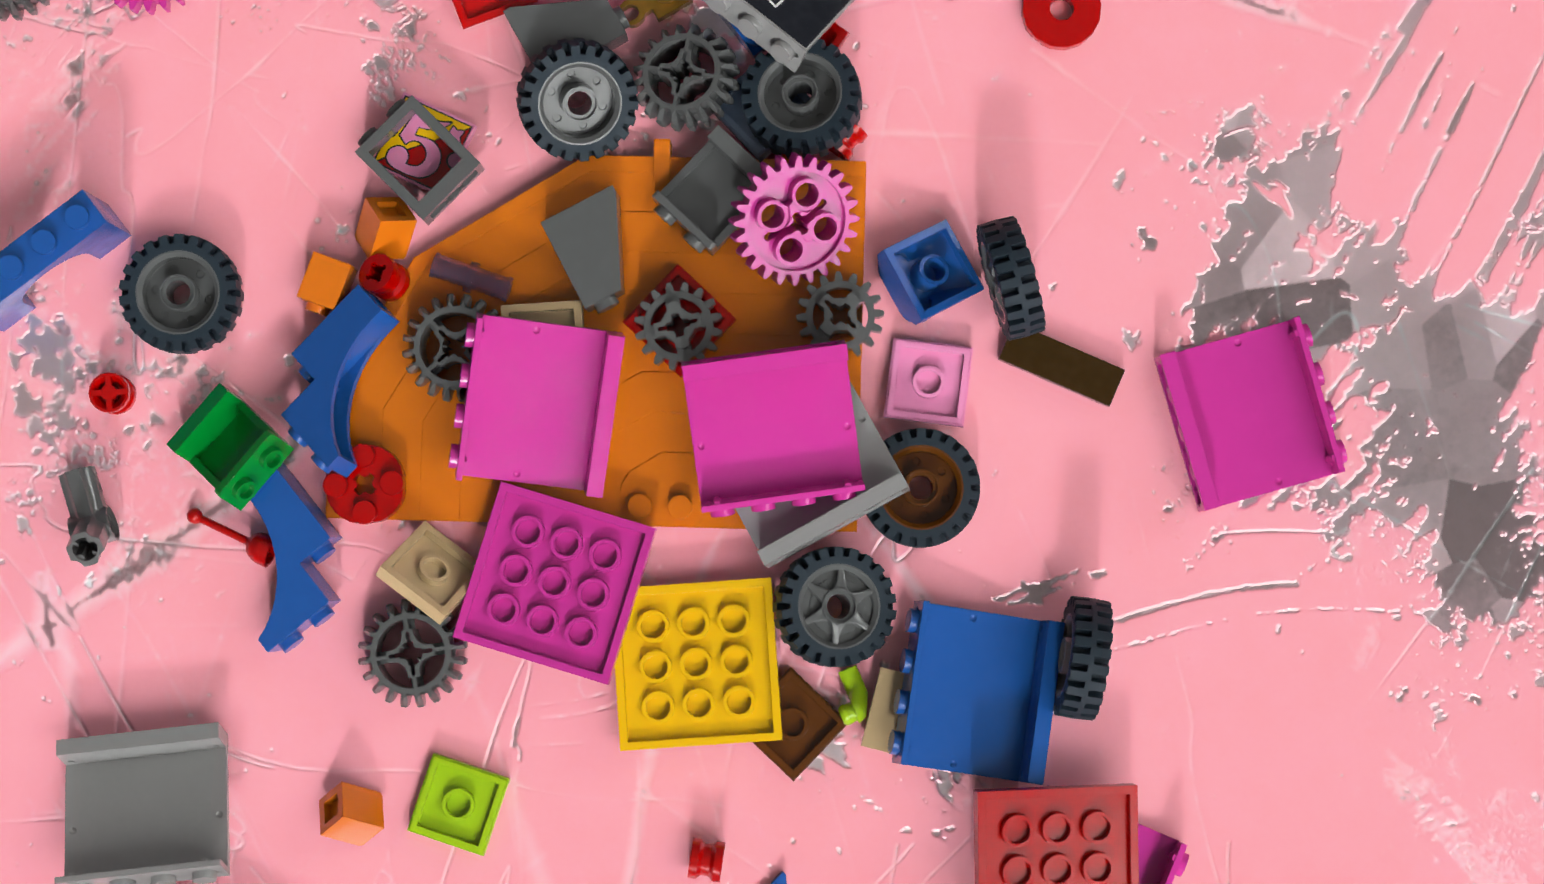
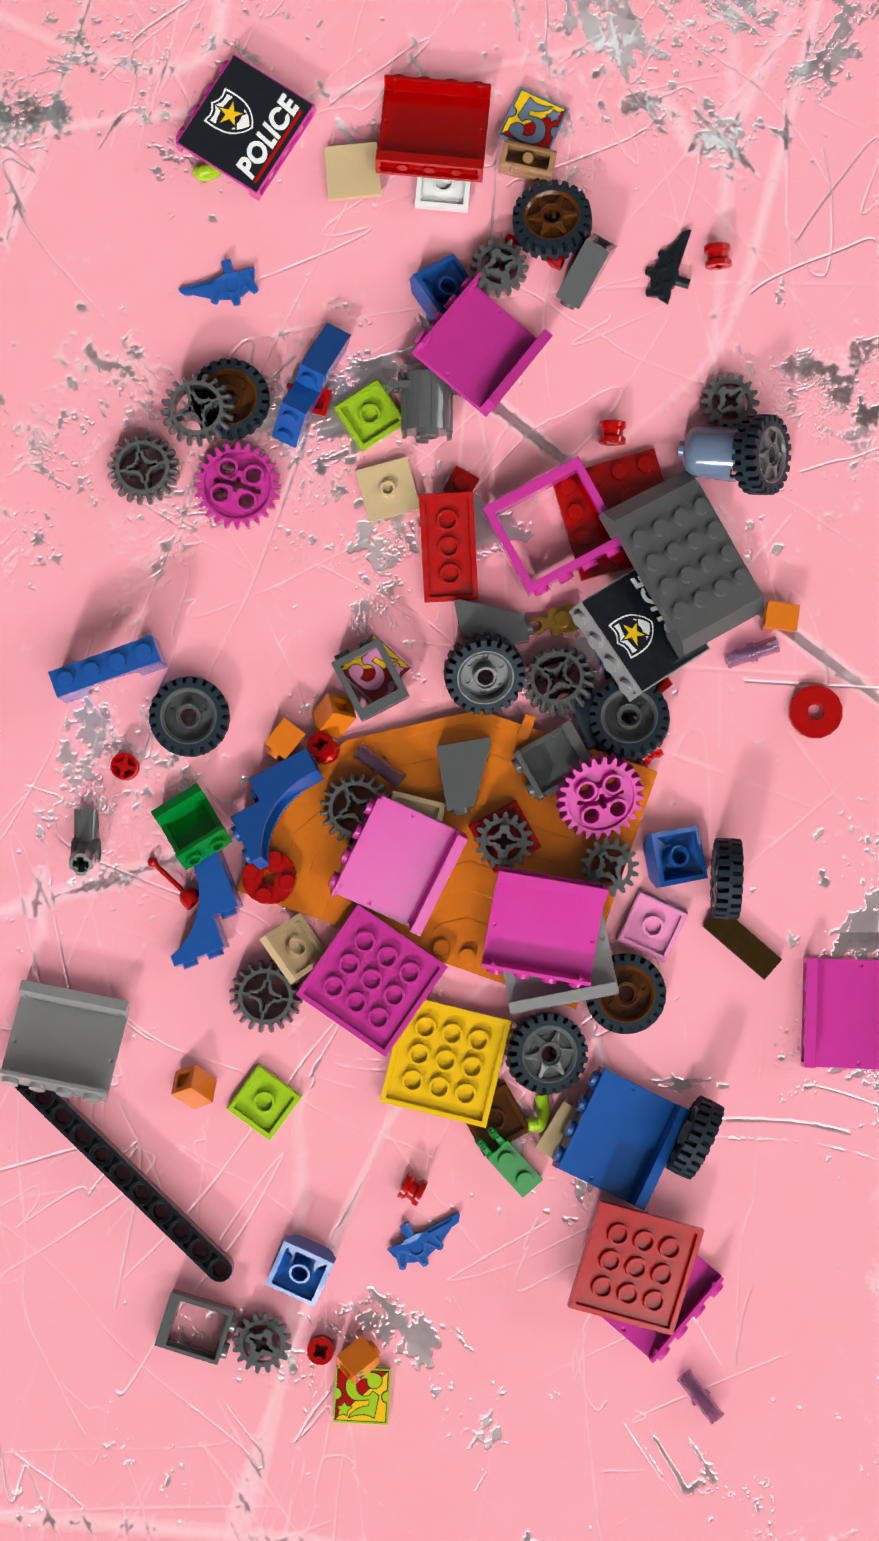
camera: 15 degrees right, 0 degrees up
(833, 779) = (510, 1163): none -> green hinge

